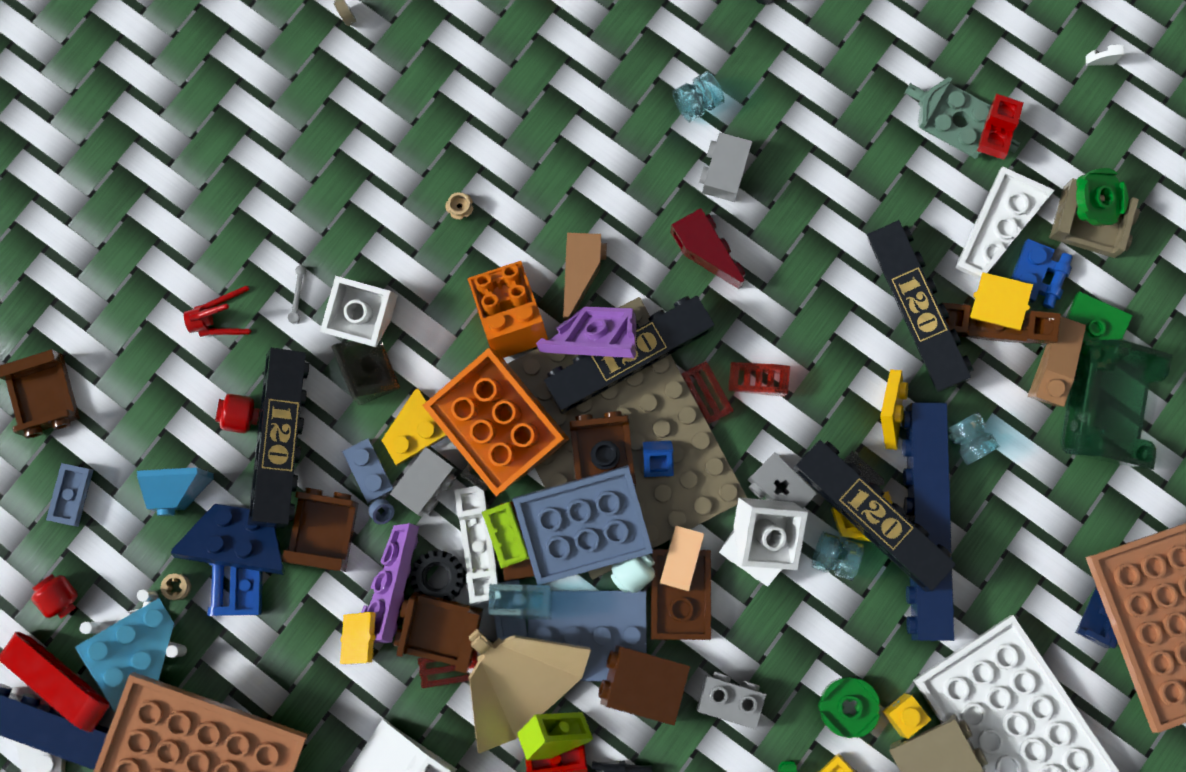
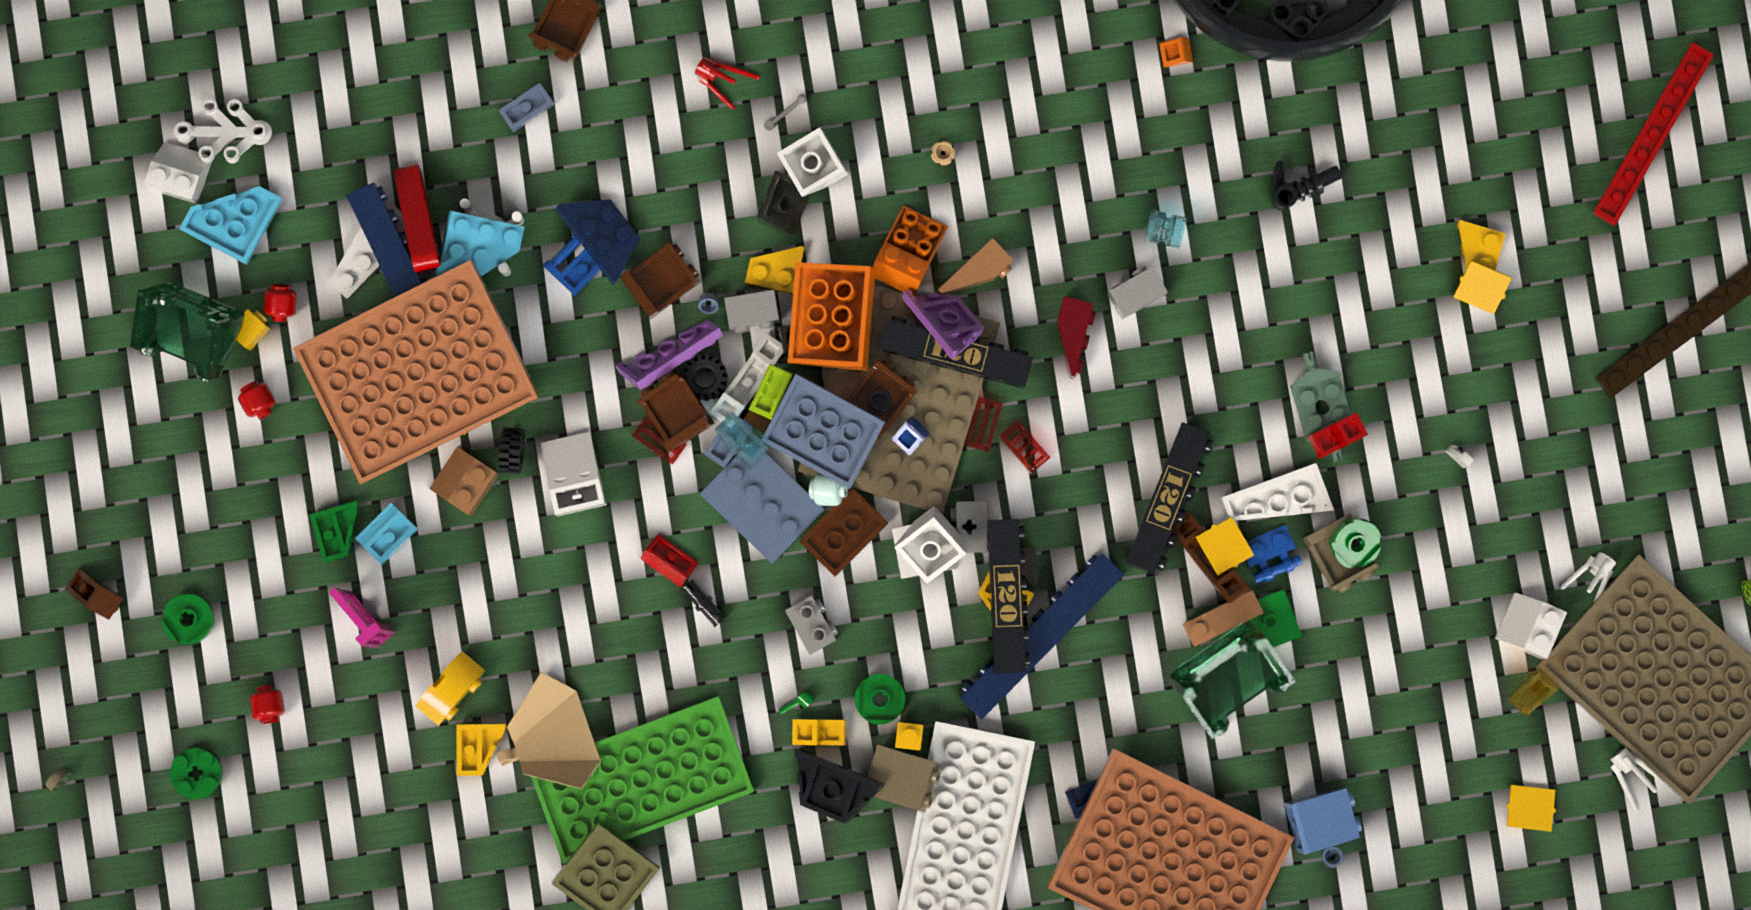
camera: 35 degrees right, 5 degrees up
(54, 596) = (460, 164): red head -> none
(166, 588) = (532, 224): tan bush -> none
(172, 488) = (593, 165): dark azure slope -> none
(236, 413) = (676, 154): red head -> none
(277, 439) = (687, 196): black brick -> none
(358, 638) = (621, 368): yellow piece -> none
(368, 470) = (724, 269): sand blue plate -> none
(517, 681) = (693, 489): tan panel -> none
(553, 734) = (684, 540): lime slope -> none
(643, 685) = (768, 563): reddish brown panel -> none
(681, 558) = (865, 510): light nougat tile -> none
(827, 552) = (958, 593): clear light blue wheel -> none
(893, 409) = (1087, 545): yellow wing -> none
(972, 438) = (1119, 612): clear light blue wheel -> none

